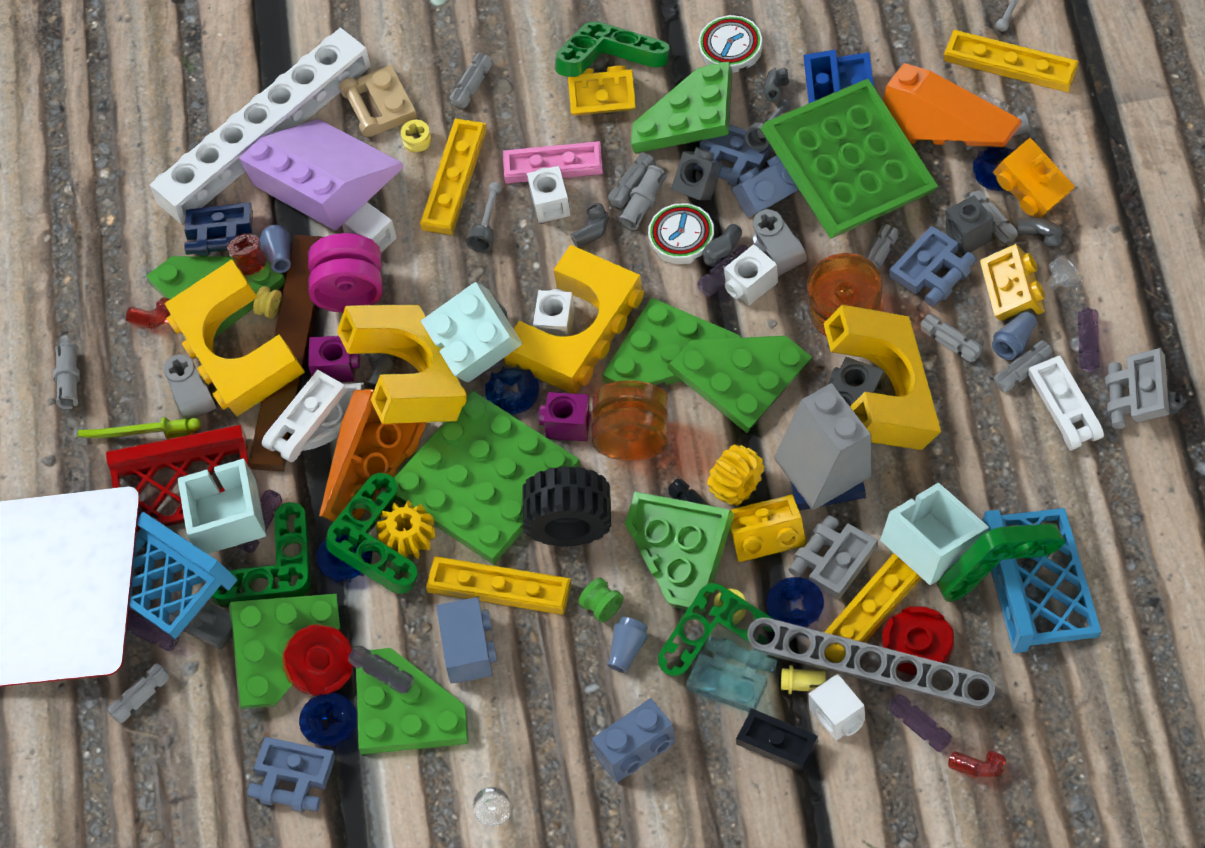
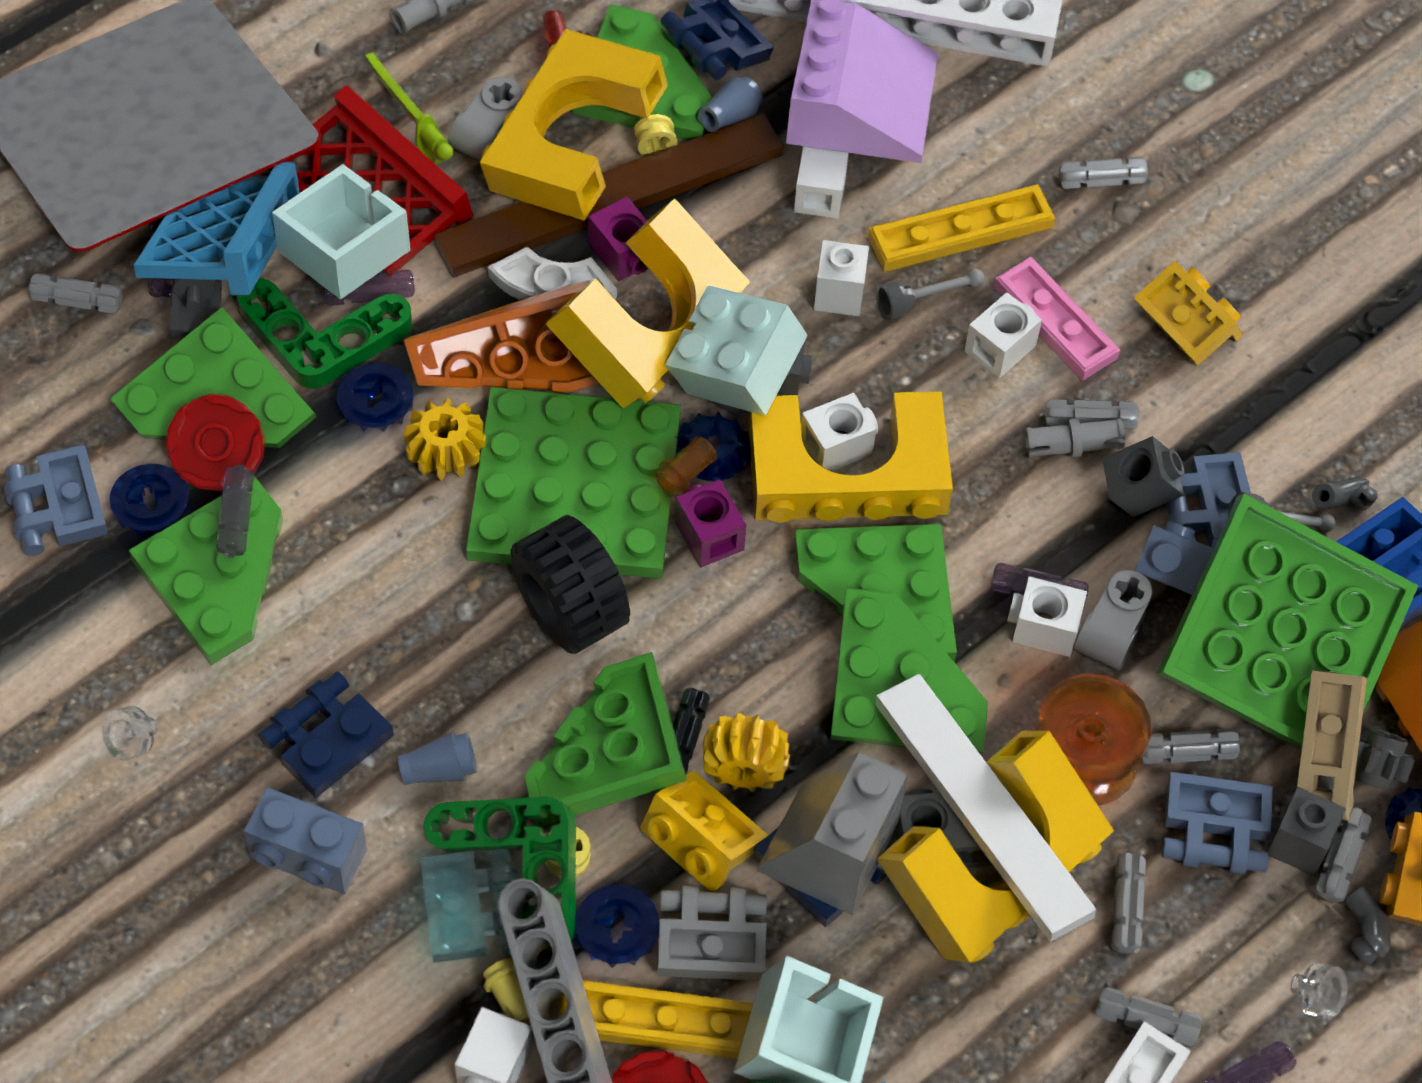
camera: 45 degrees right, 0 degrees up
(247, 253) = (694, 76): clear red wheel -> none
(304, 415) = (523, 250): white plate -> none
(344, 272) = (736, 183): dark pink wheel -> none
(359, 532) = (406, 388): green beam -> none
(381, 364) = (644, 301): dark grey arm -> none
(387, 97) = (1015, 106): tan plate -> none
(408, 140) = (987, 171): light yellow bush -> none
(448, 256) = (841, 278): none -> white brick
(465, 640) = (331, 579): sand blue brick -> none
(499, 585) = (439, 580): yellow tile -> none
(525, 412) = (676, 474): none -> clear orange pin
(574, 696) = (333, 746): none -> dark blue plate
(594, 228) = (999, 411): dark grey arm -> none
(601, 38) = (1265, 275): green beam -> none
(601, 600) = (481, 698): bright green wheel -> none
(630, 420) = (739, 589): clear orange wheel -> none
(680, 233) = (1057, 509): tile -> none
(689, 112) = (1232, 422): bright green plate -> none
(722, 246) = (1069, 562): dark grey arm -> none
(731, 40) = (1368, 415): tile -> none
(777, 740) = (407, 1010): black plate -> none
(855, 368) = (986, 808): none -> white tile
(926, 175) = (1332, 735): none -> tan plate
(950, 164) = (1383, 760): none -> dark grey gear
(1012, 282) = (1261, 934): yellow bracket -> none
(1013, 337) = (1182, 979): sand blue cone -> none

